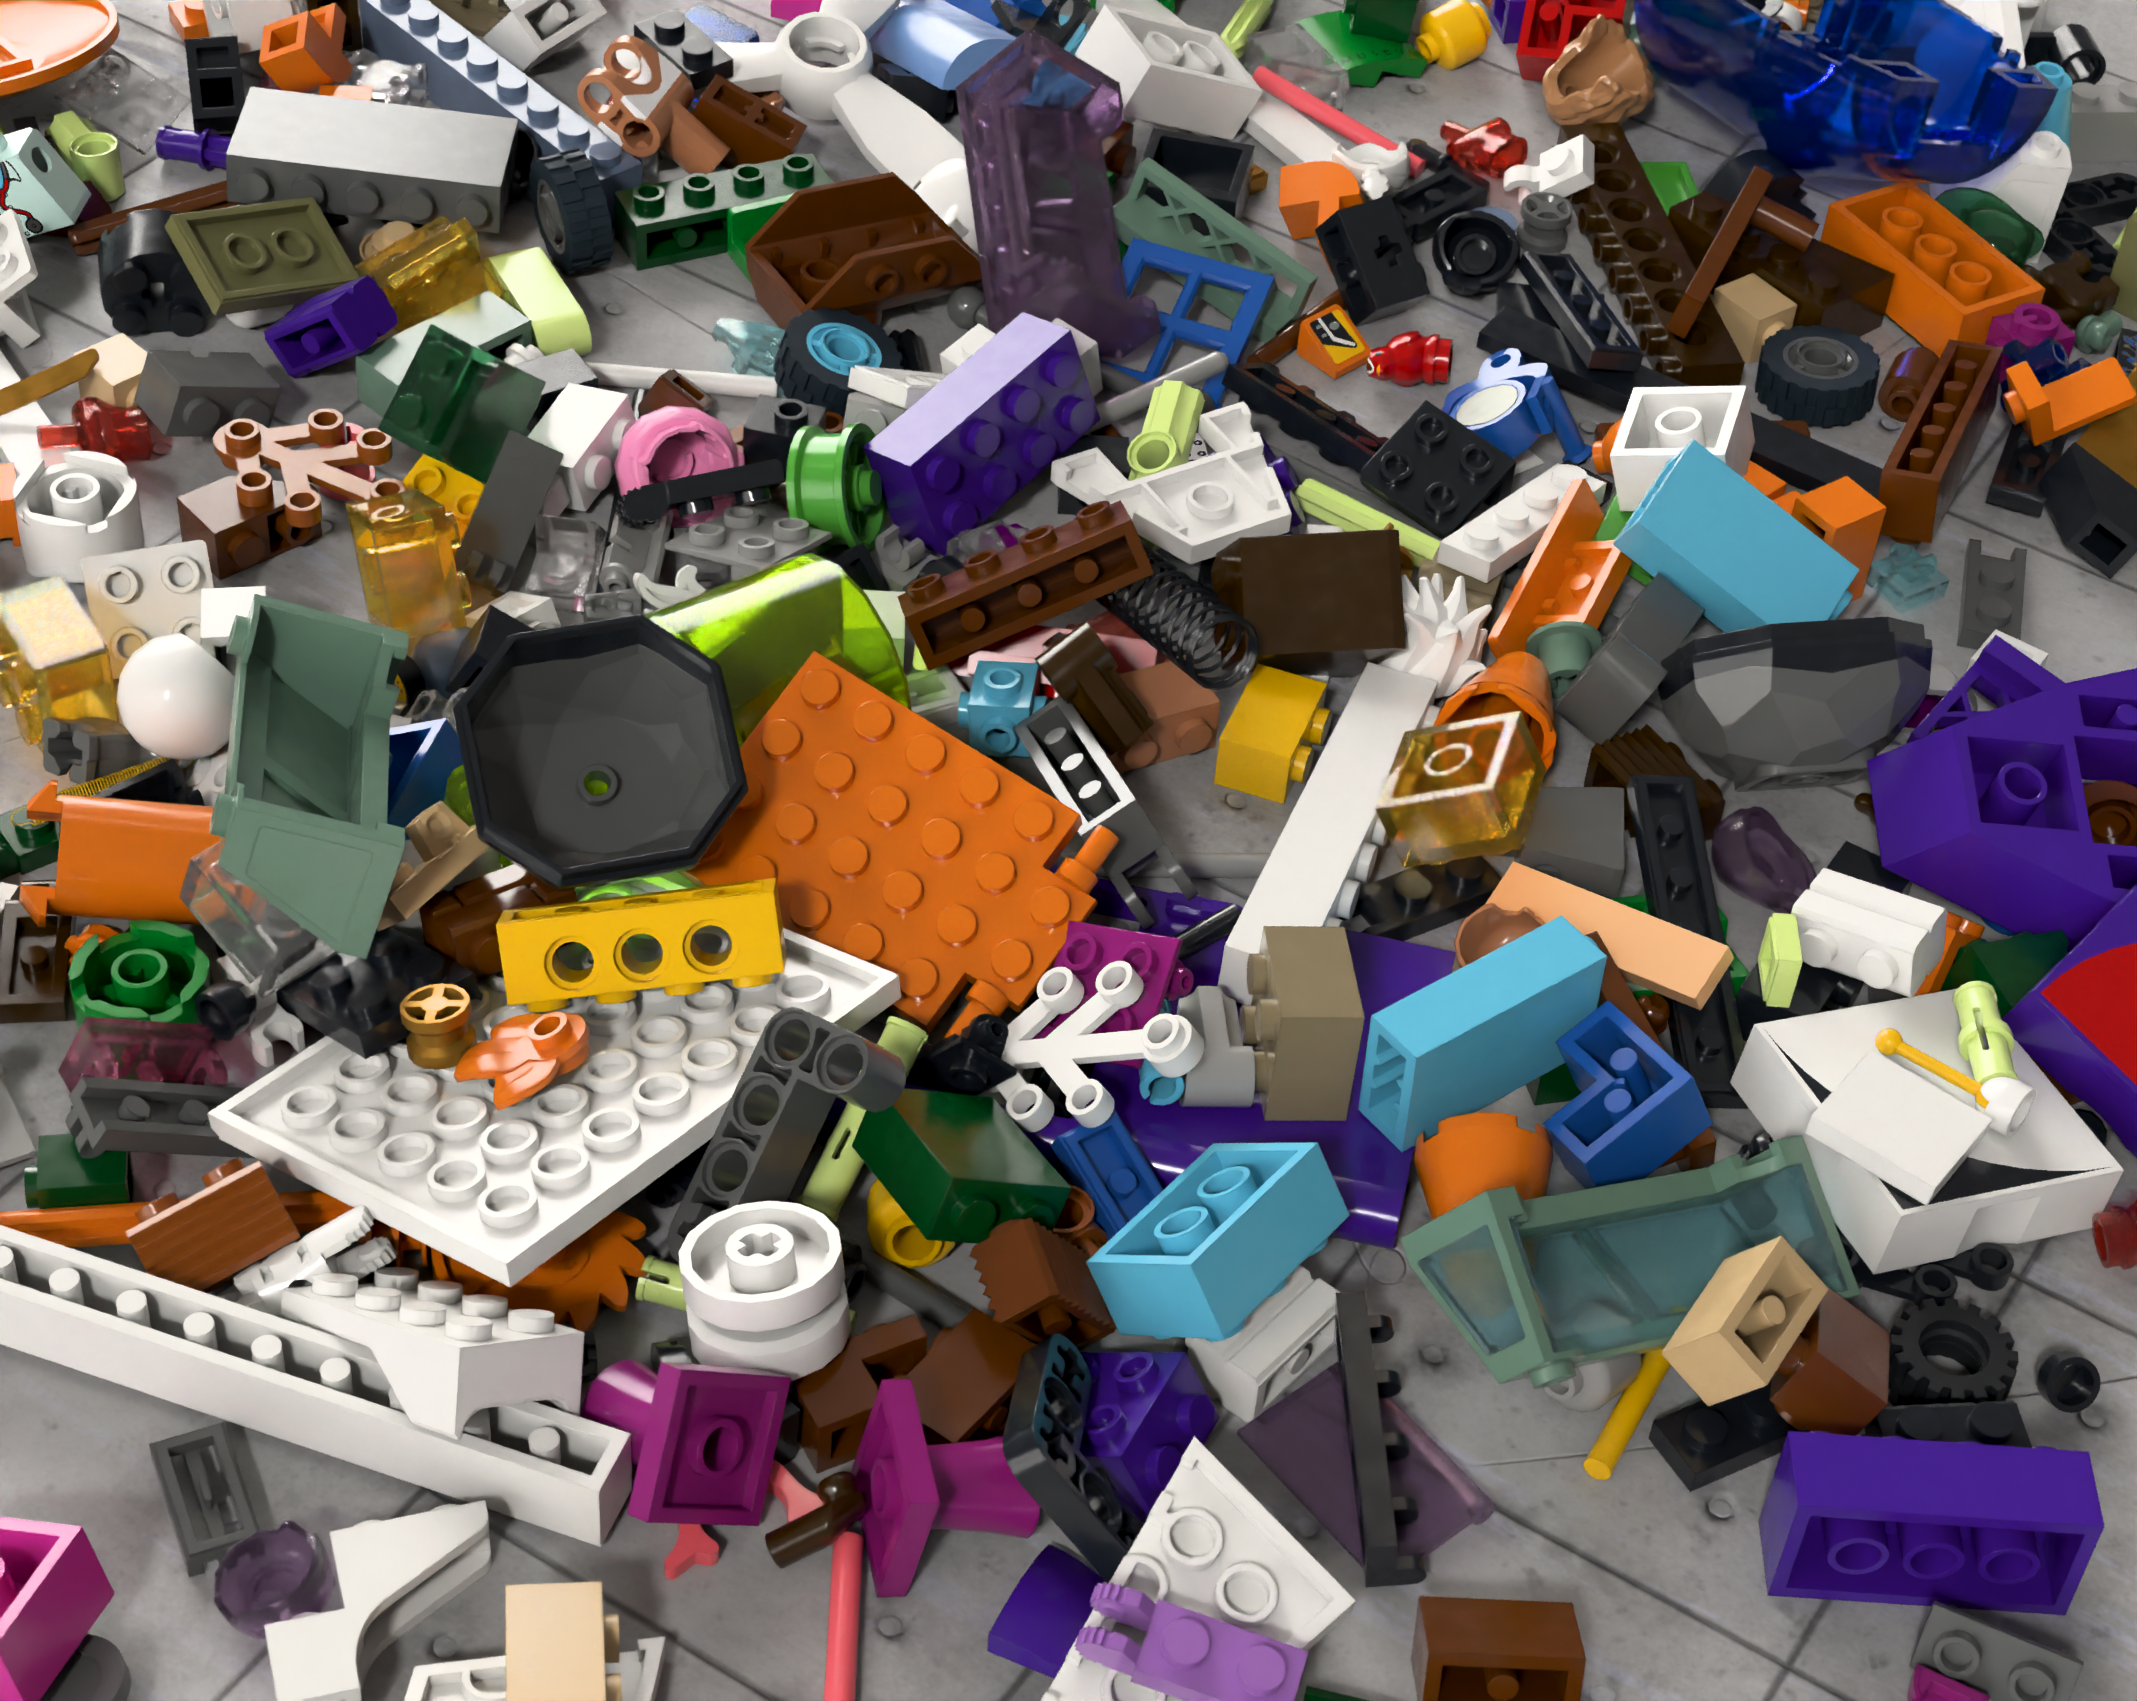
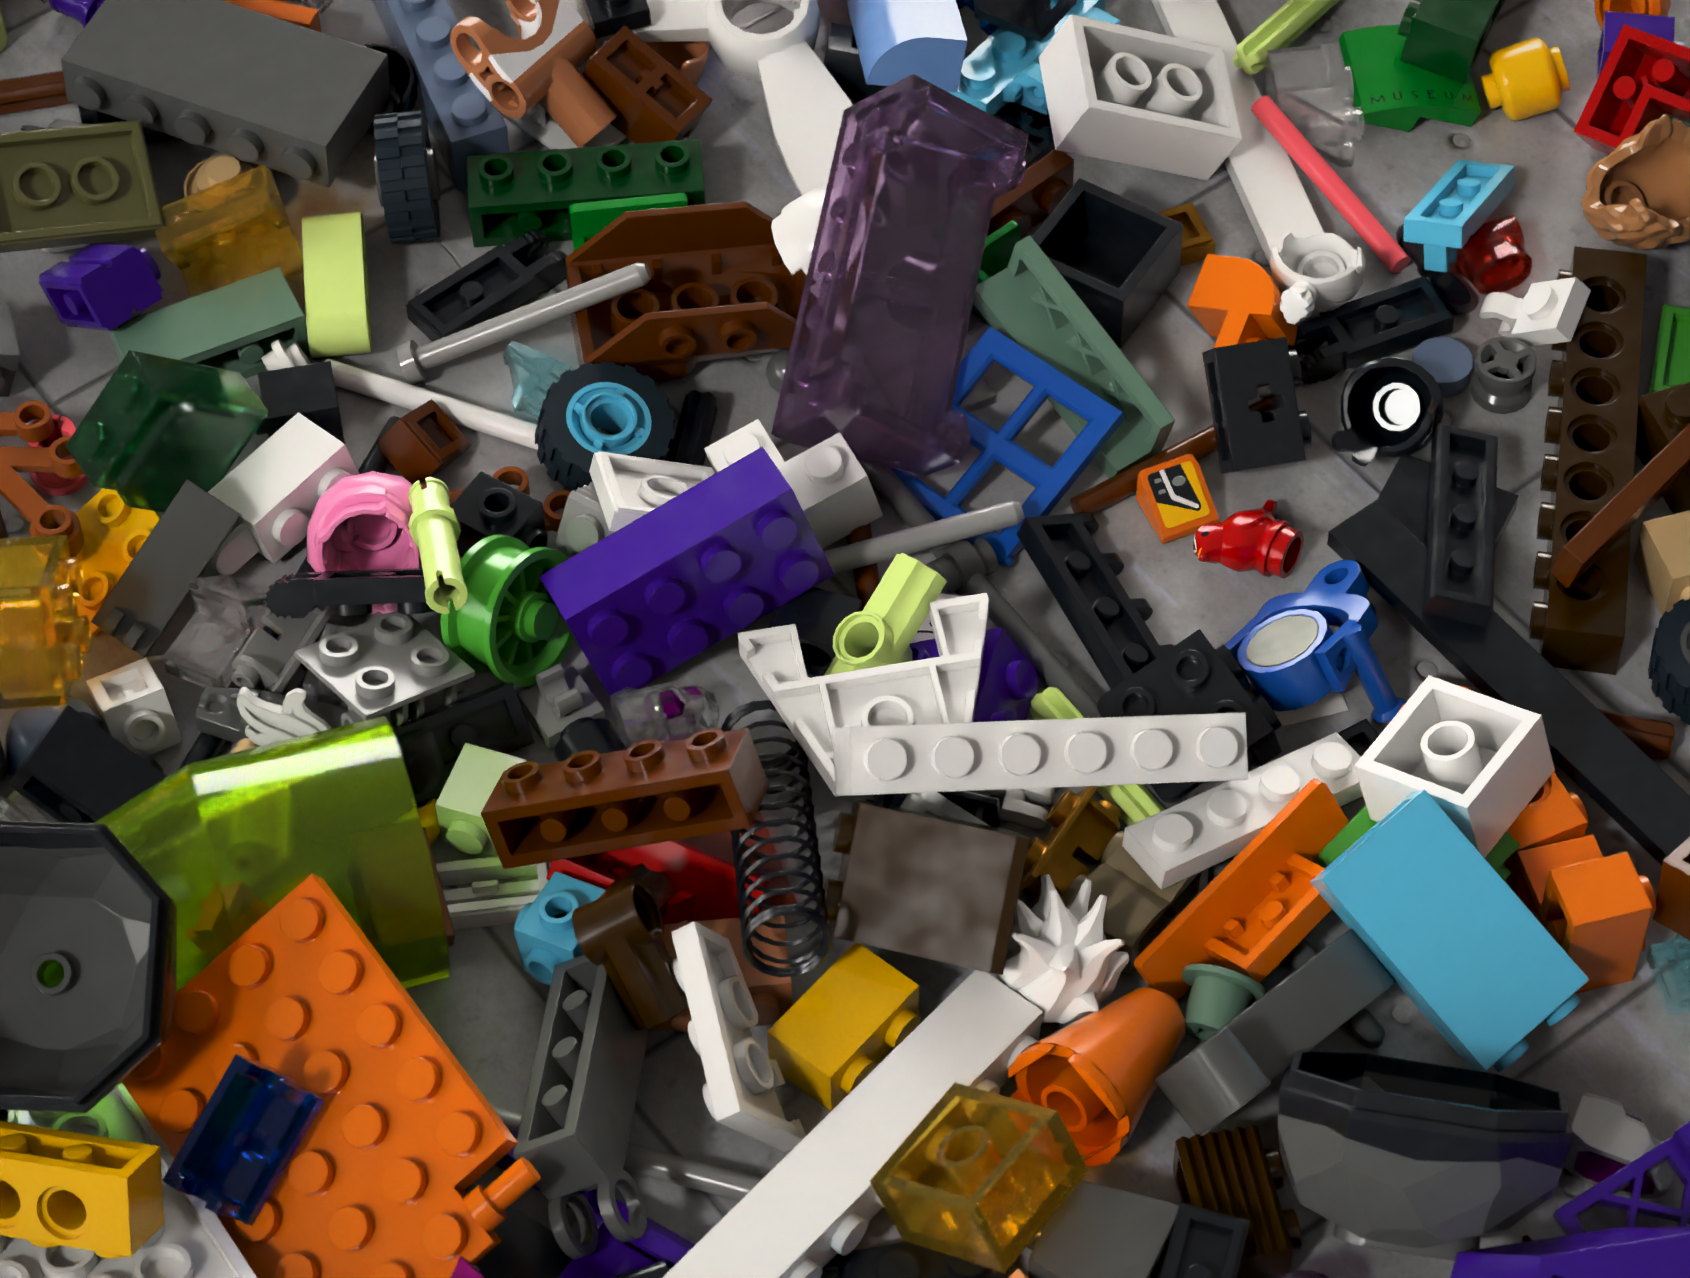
camera: 25 degrees right, 10 degrees up
(640, 346) = (417, 360): none -> light grey bar
(671, 291) = (488, 286): none -> black hinge
(757, 430) = (436, 535): none -> yellowish green pin
(840, 868) = (243, 1139): none -> clear blue hinge
(1193, 735) = (734, 1063): none -> white wing
(1356, 488) = (1040, 753): none -> white brick
(1453, 116) = (1456, 209): none -> medium azure hinge

